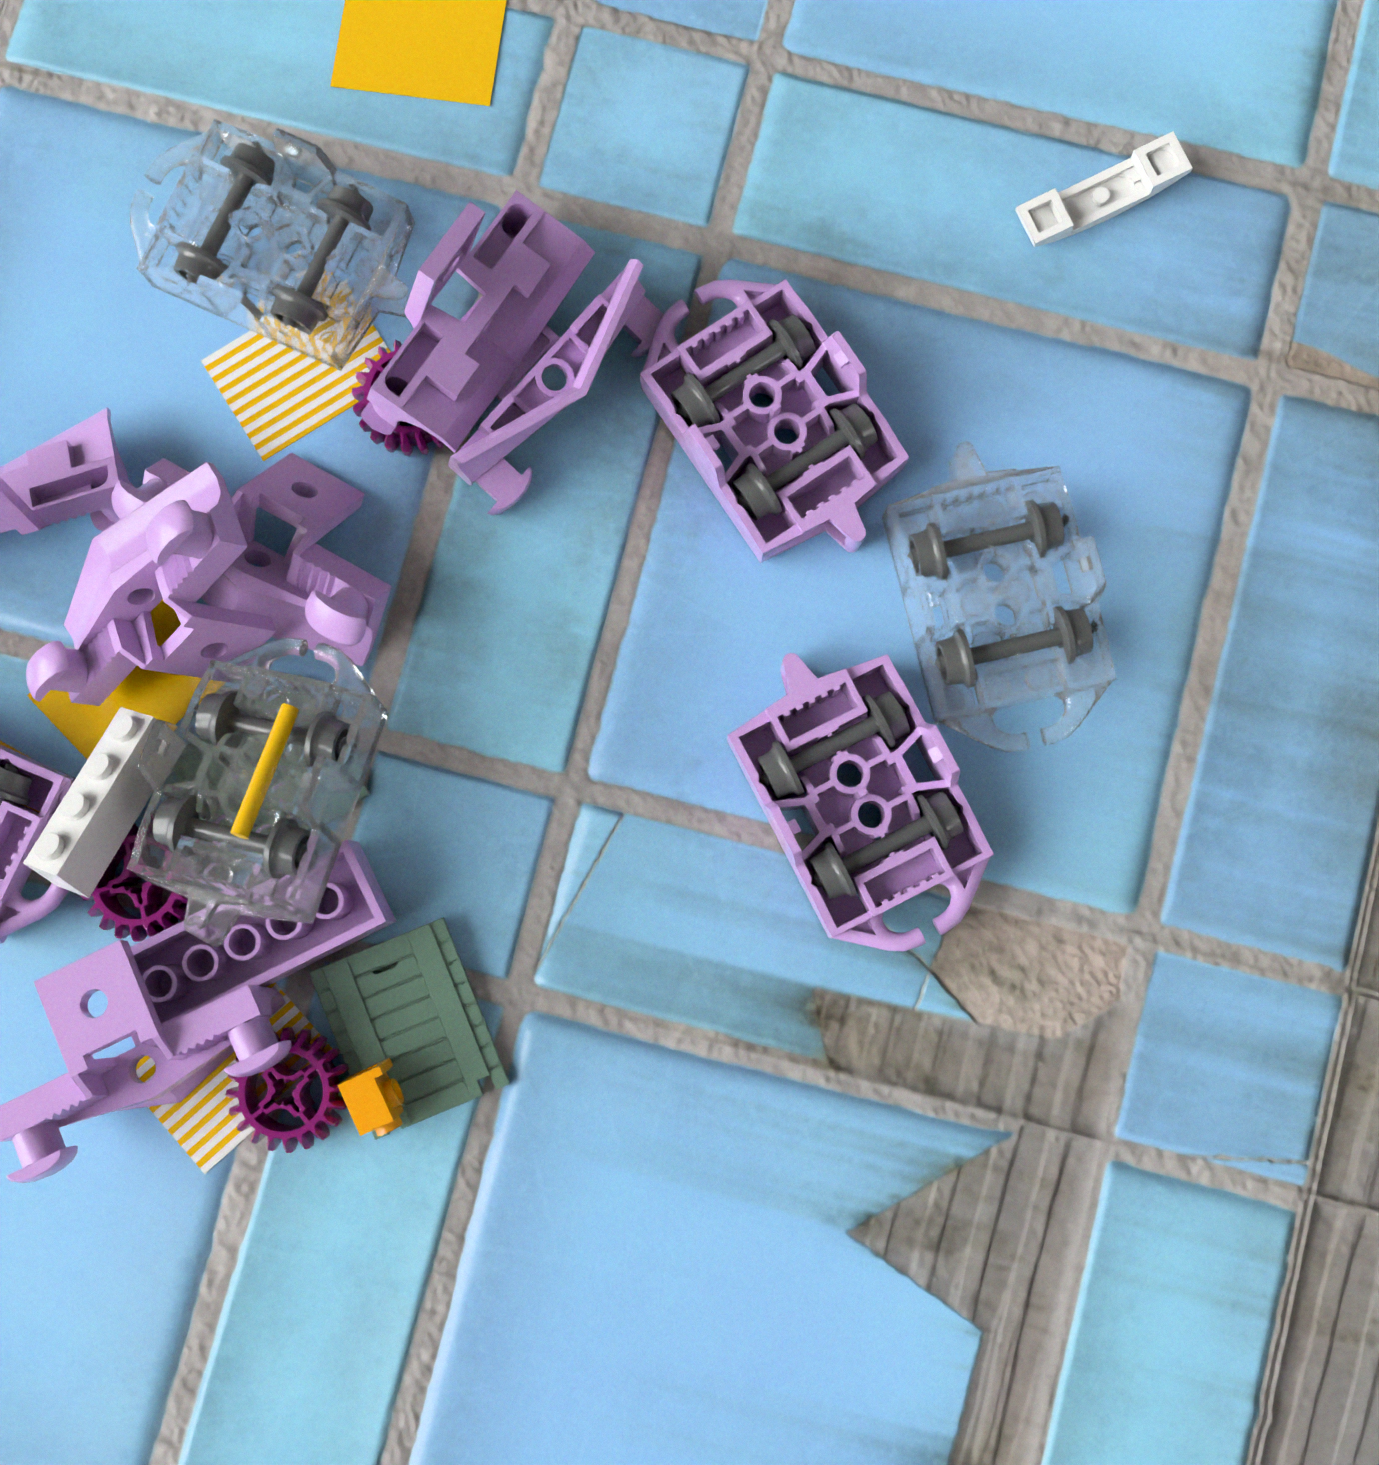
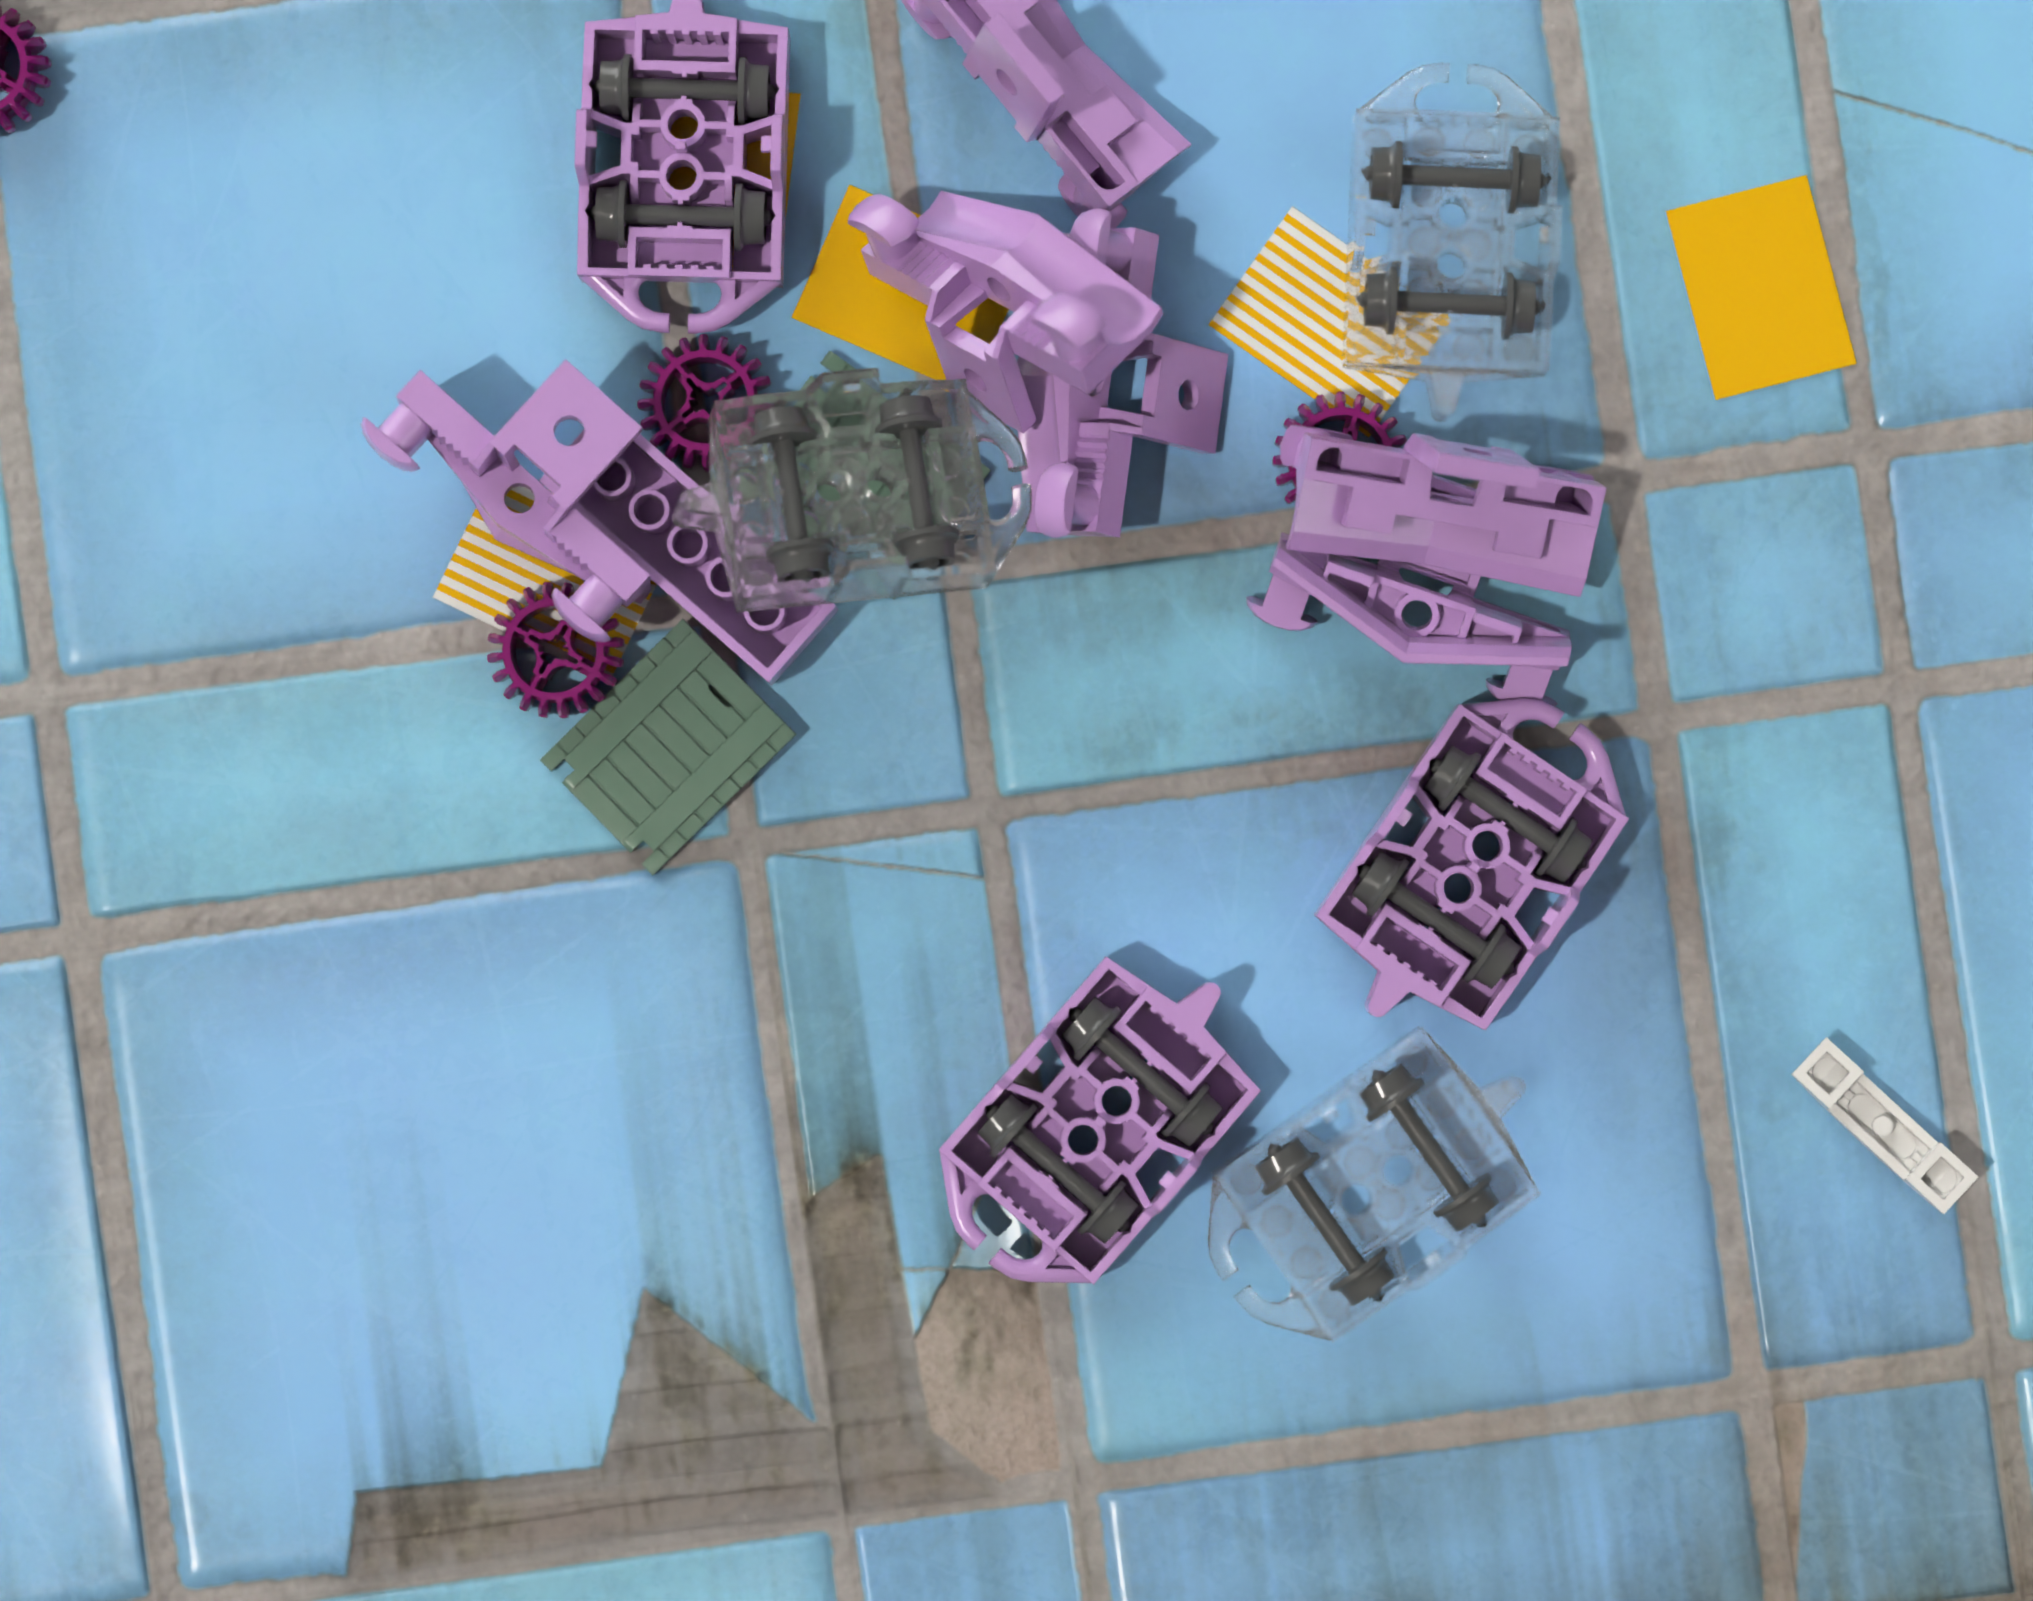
camera: 65 degrees right, 5 degrees up
(96, 808) = (770, 334): white brick -> none
(264, 771) = (871, 500): yellow bar -> none
(373, 1099) = (583, 744): light orange brick -> none

